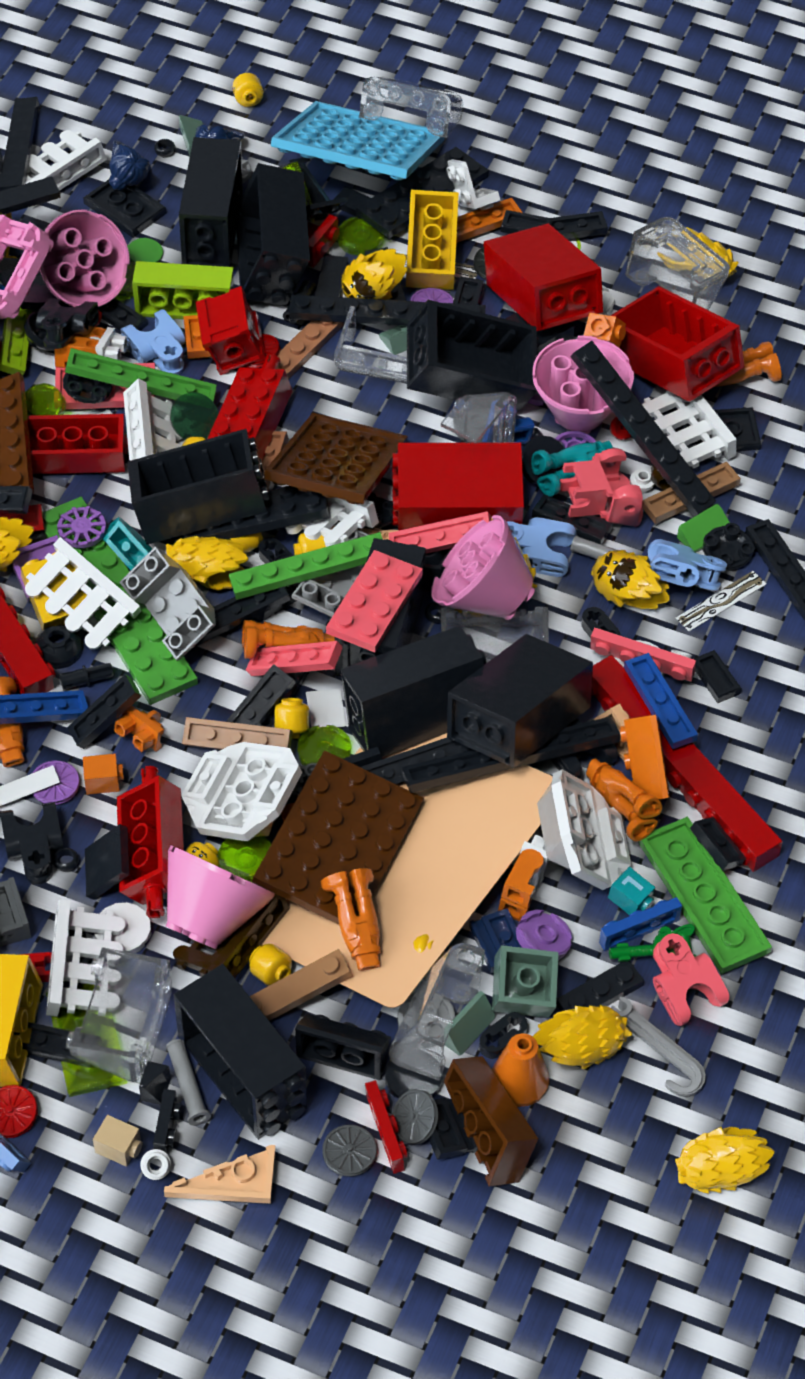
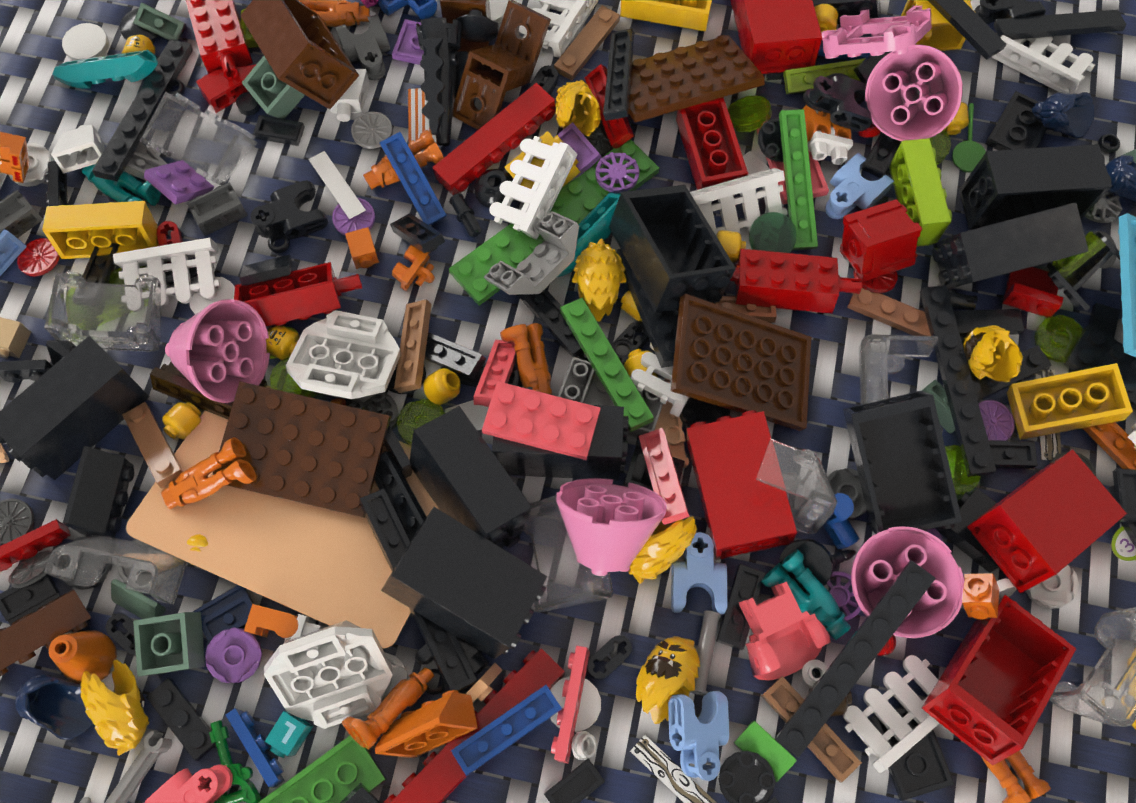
camera: 80 degrees right, 15 degrees up
(567, 1099) = (53, 706): none -> dark blue hair

